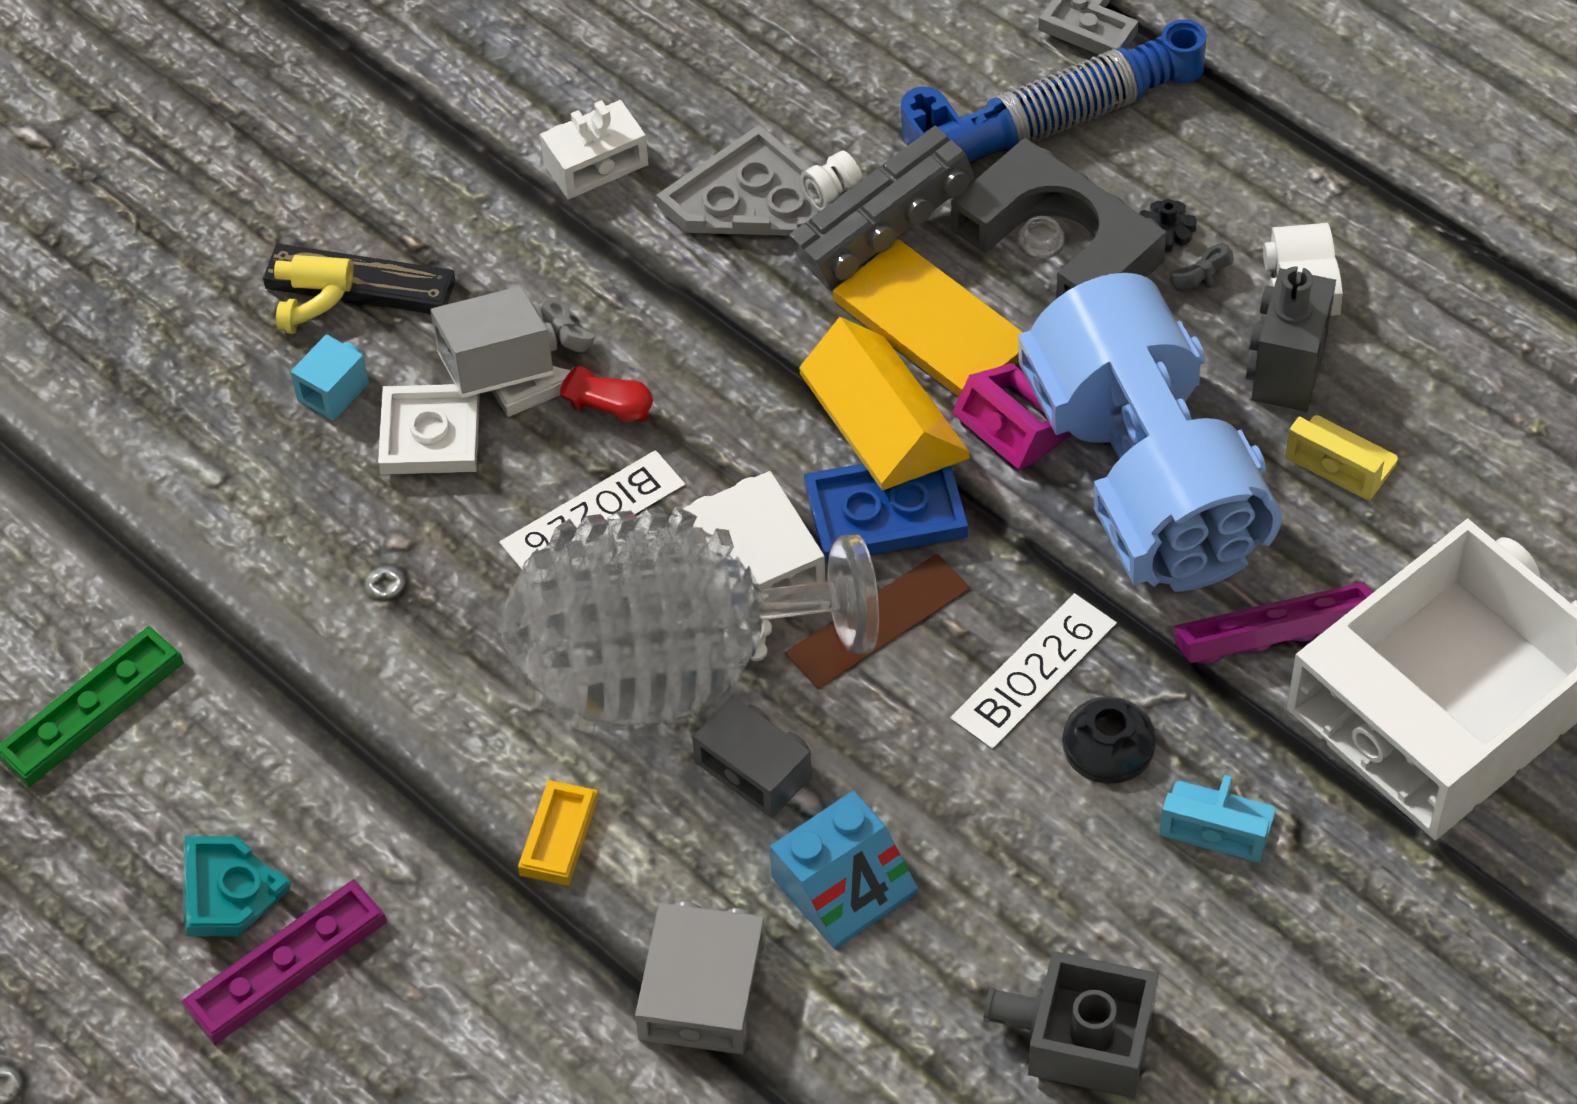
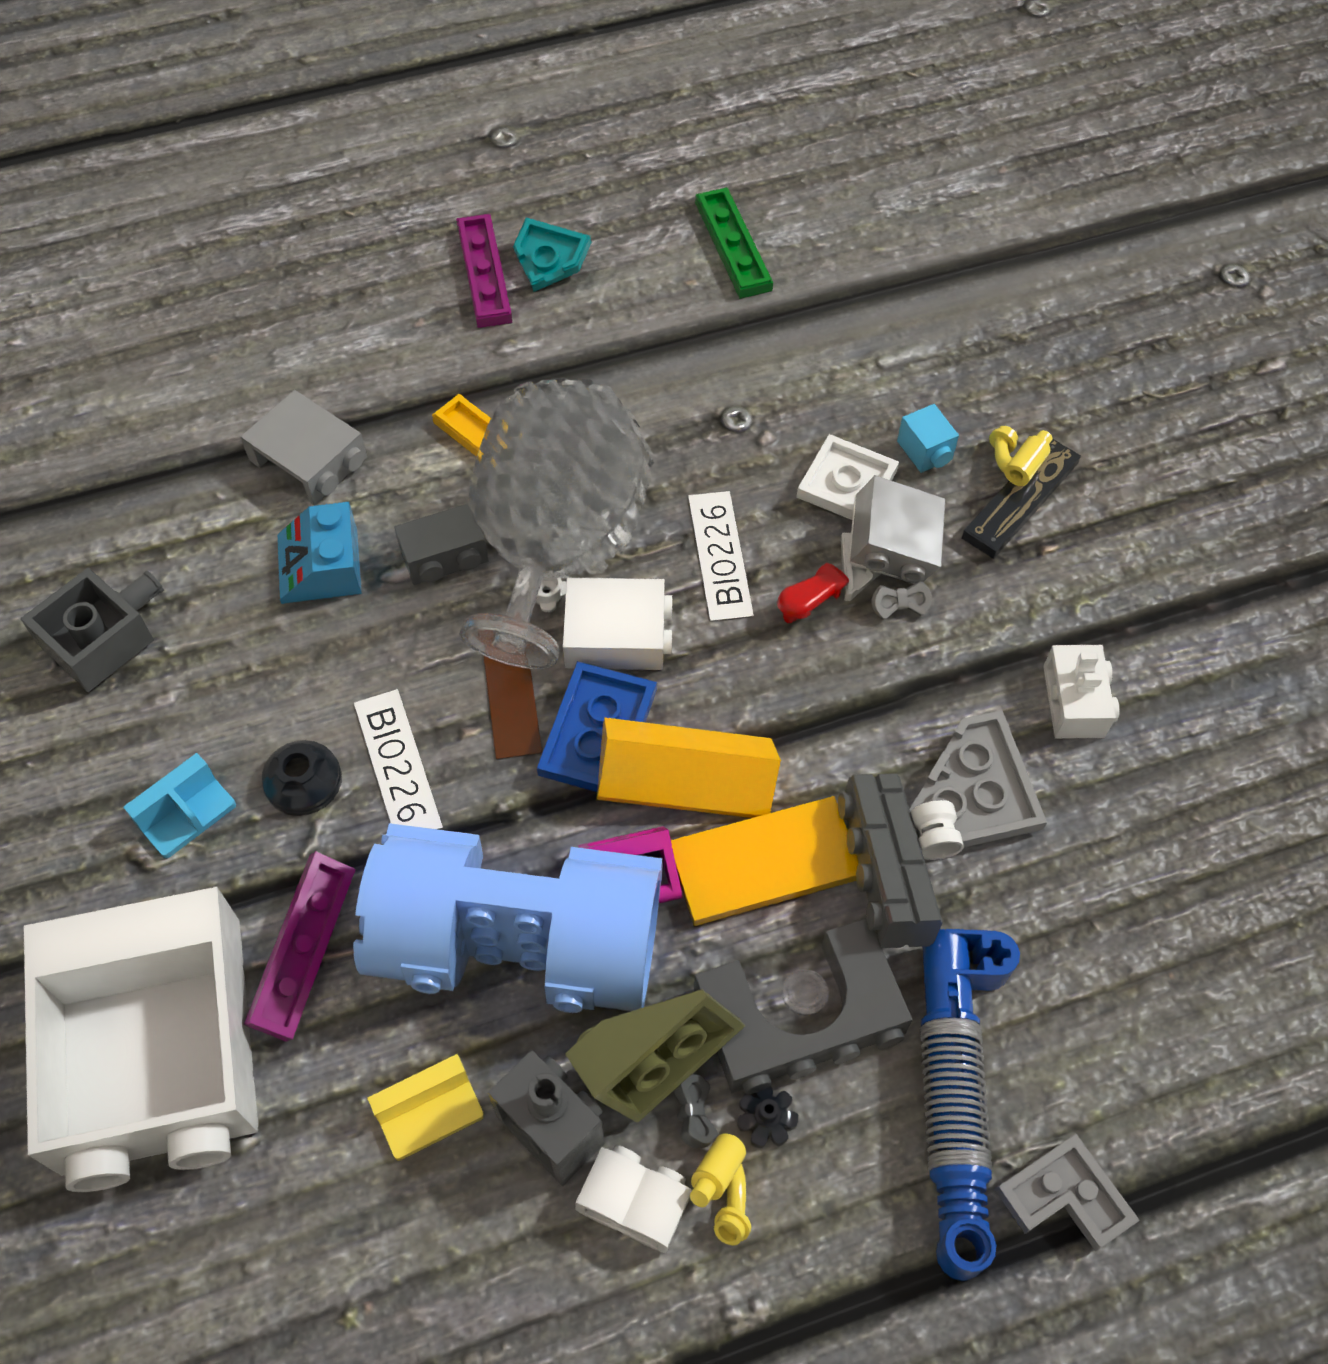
camera: 115 degrees right, 5 degrees up
(1197, 280) = (650, 1051): none -> olive slope
(1248, 219) = (716, 1172): none -> light yellow plant

